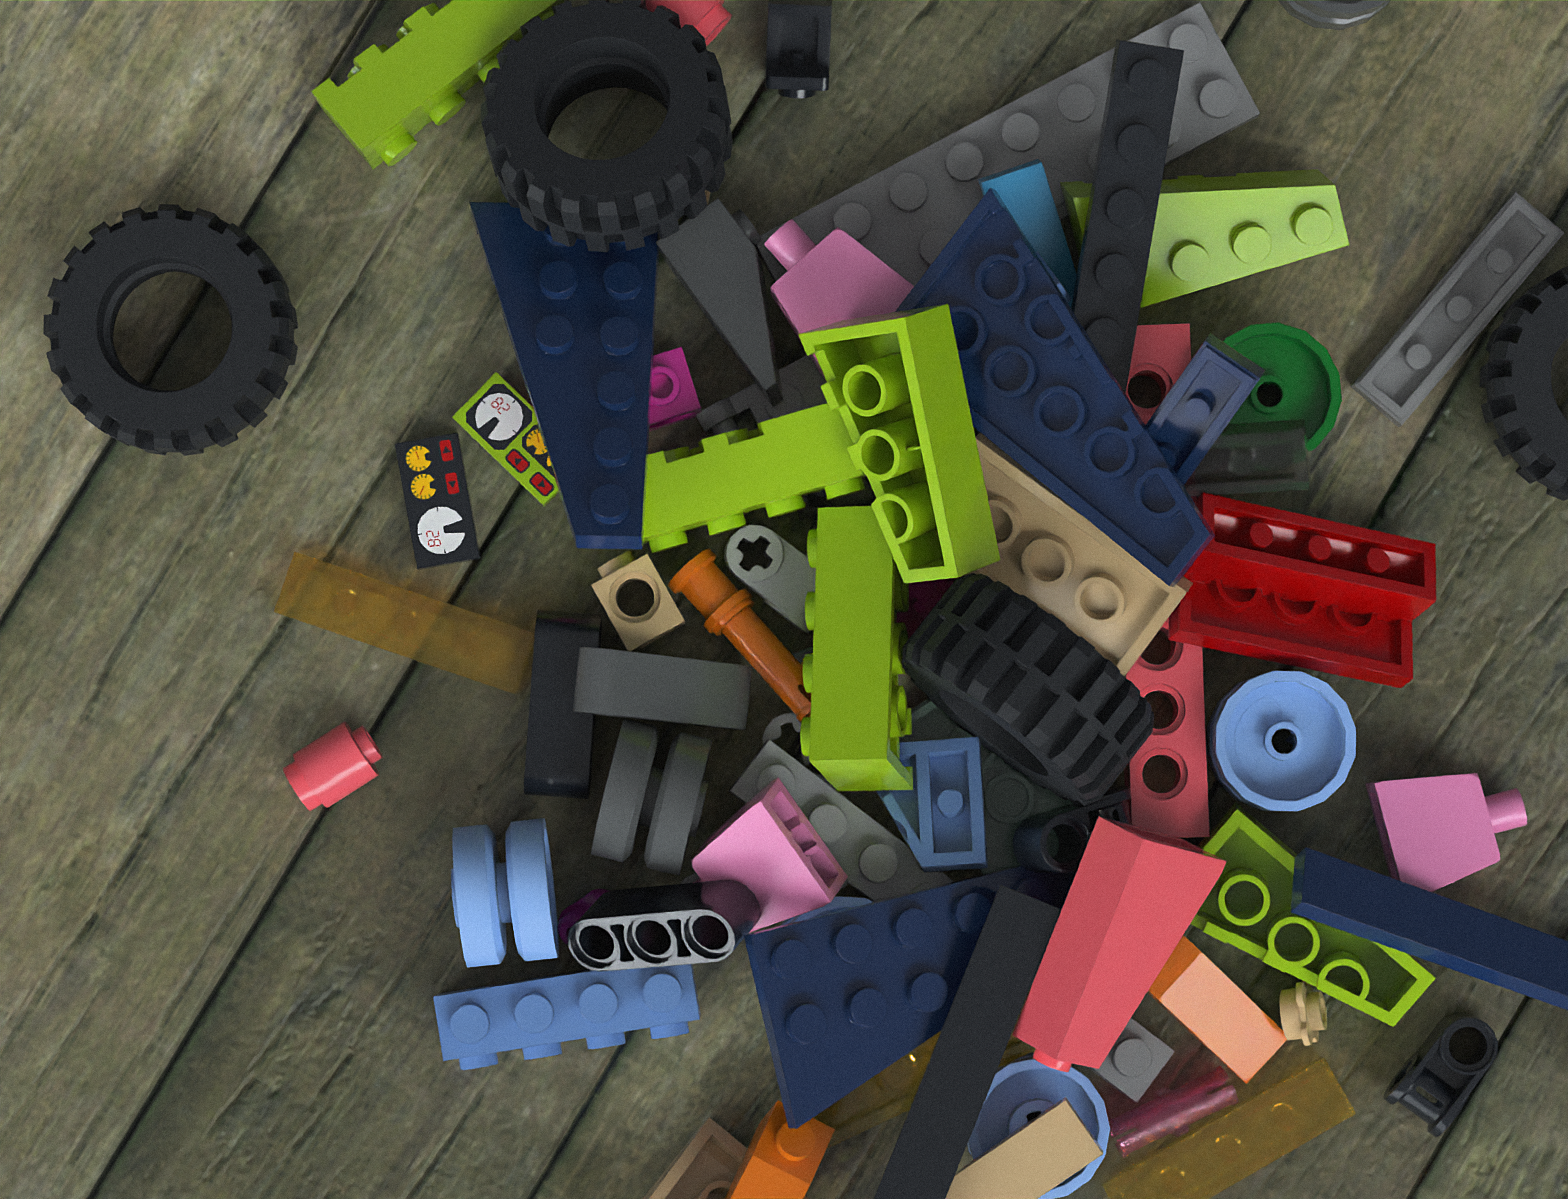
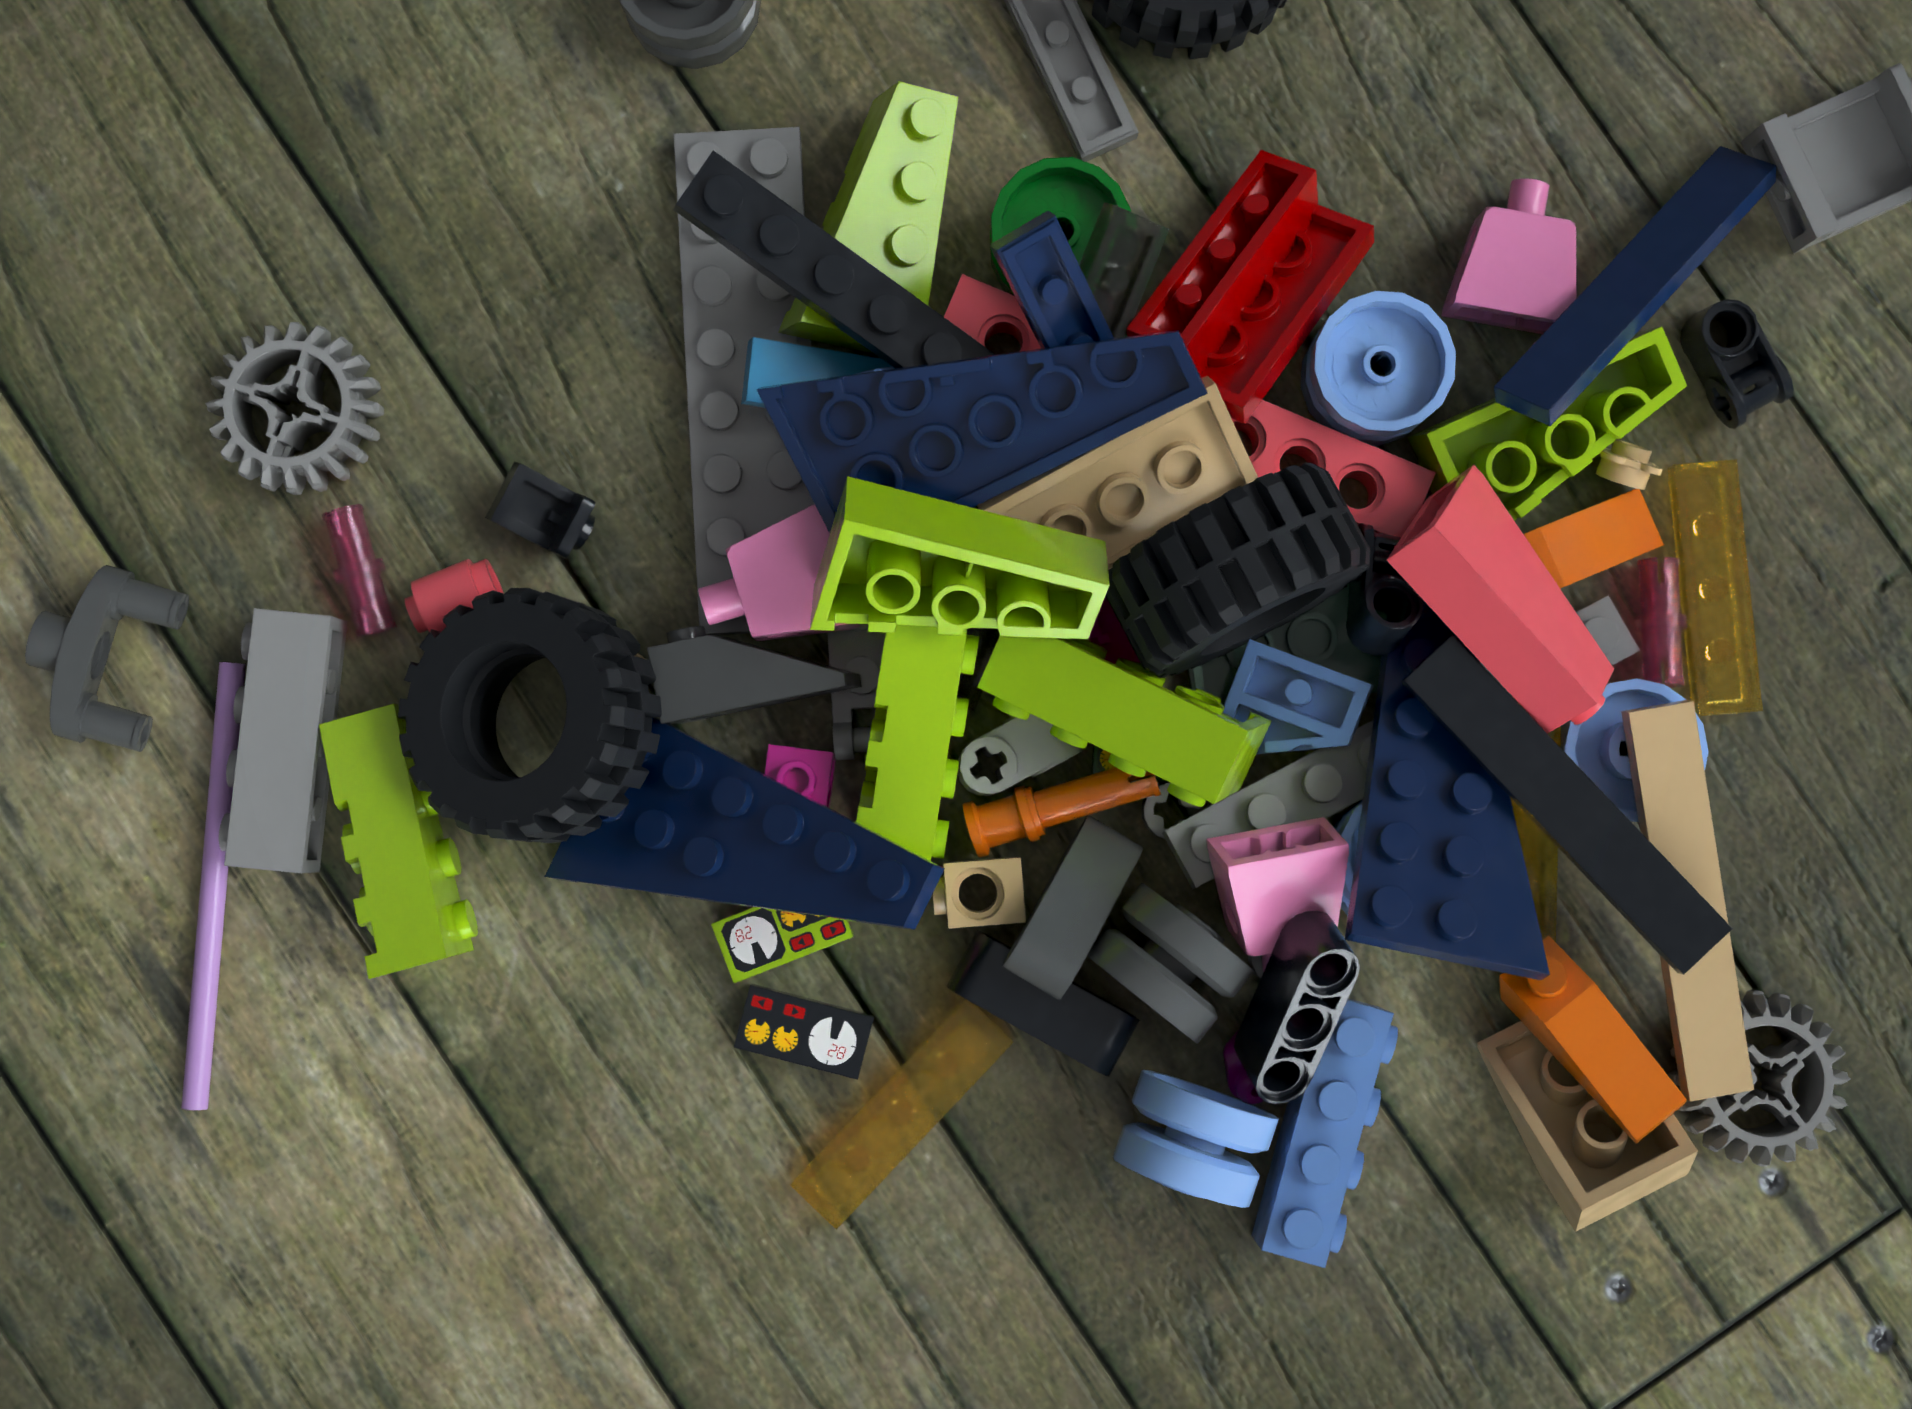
camera: 60 degrees left, 0 degrees up
(103, 278) = (472, 1268): black tyre -> none
(333, 766) = (1003, 1240): coral brick -> none

